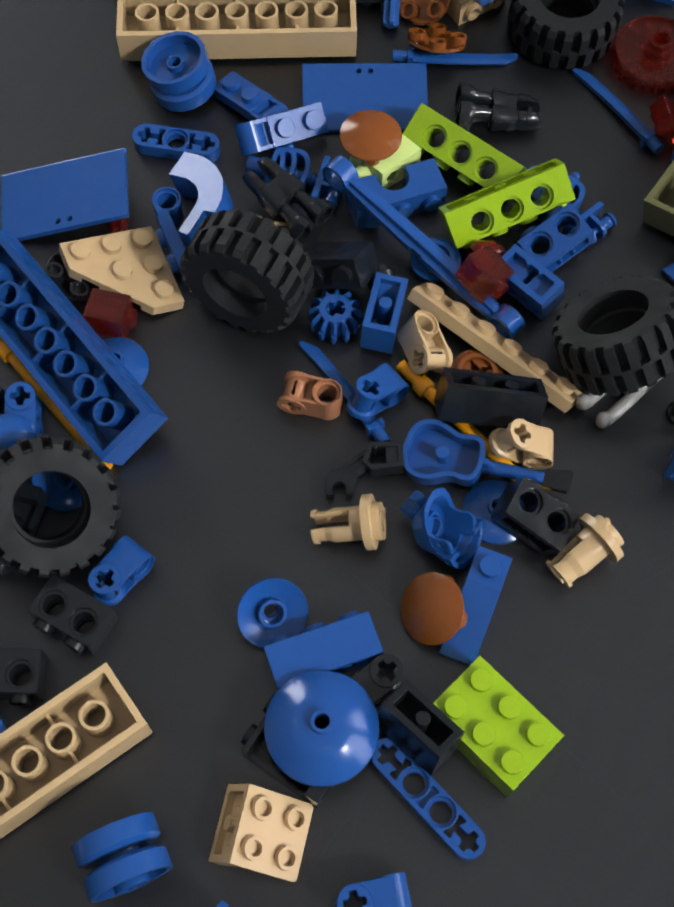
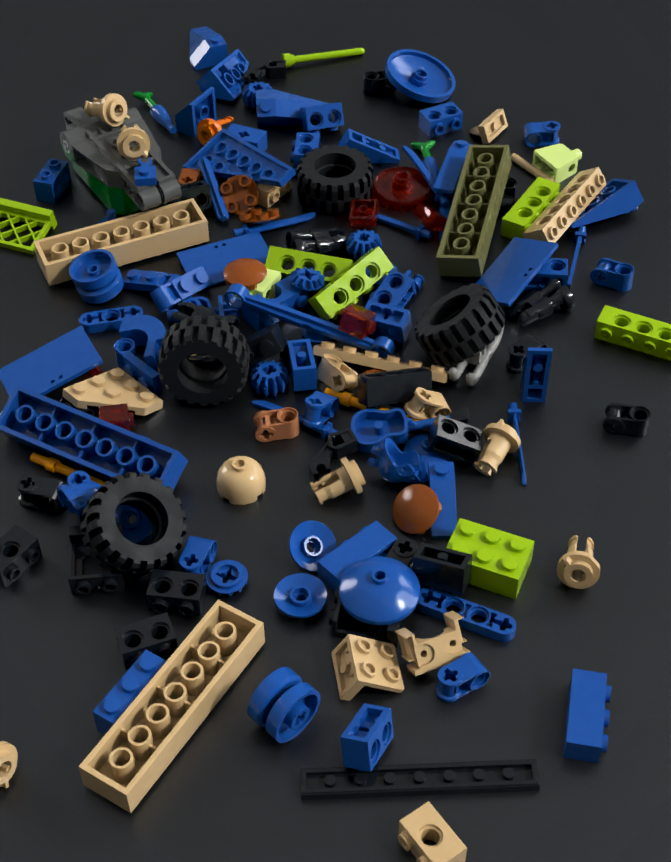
camera: 20 degrees left, 20 degrees down
(146, 598) = (220, 571): none -> blue gear
(220, 666) = (300, 587): none -> blue dish
(228, 468) = (240, 480): none -> tan cylinder
(345, 854) = (436, 650): none -> tan piece
(438, 178) = (301, 277): none -> blue gear
(558, 136) = (361, 243): none -> blue gear
(582, 81) = (364, 213): none -> clear red piece
(610, 797) = (578, 568): none -> tan piece
(638, 498) = (514, 417): none -> blue sword

